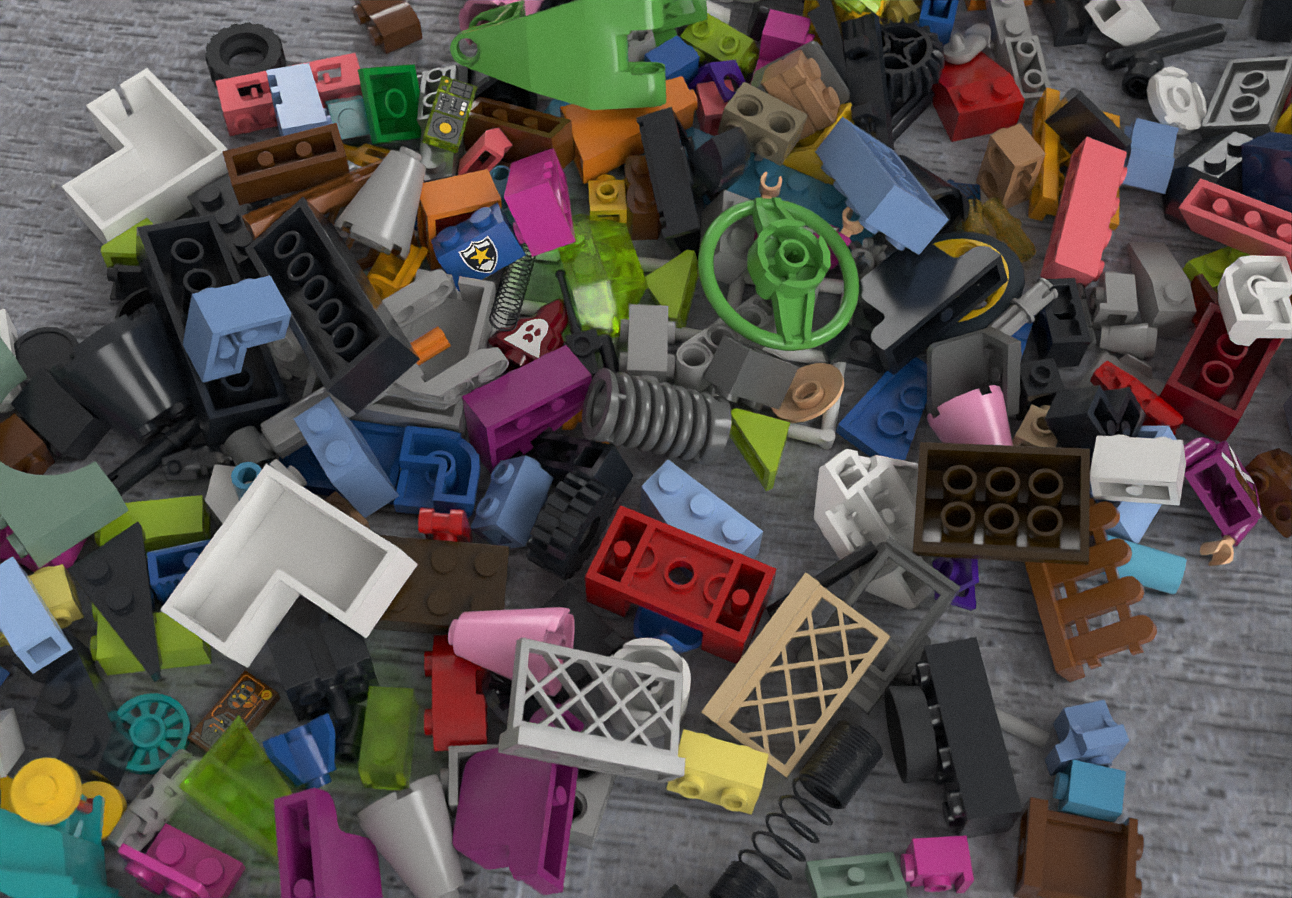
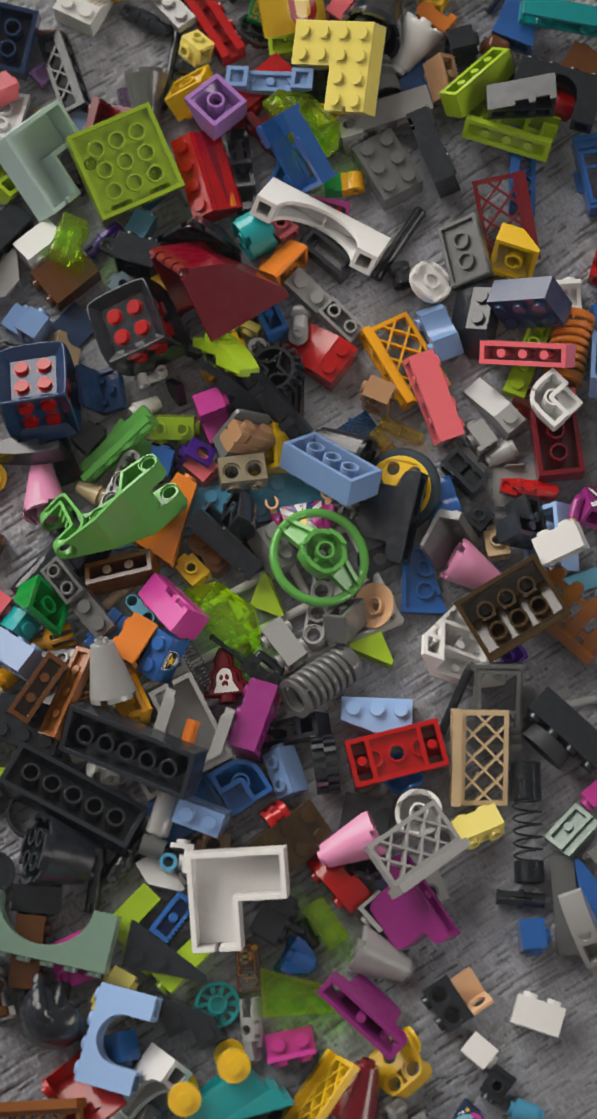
camera: 30 degrees left, 15 degrees up
(229, 321) = (100, 801): medium blue brick -> none
(449, 114) = (85, 591): tile -> none
(492, 141) = (118, 599): coral piece -> none
(1025, 308) = (446, 486): light grey axle -> none
(1080, 118) = (399, 340): black slope -> none

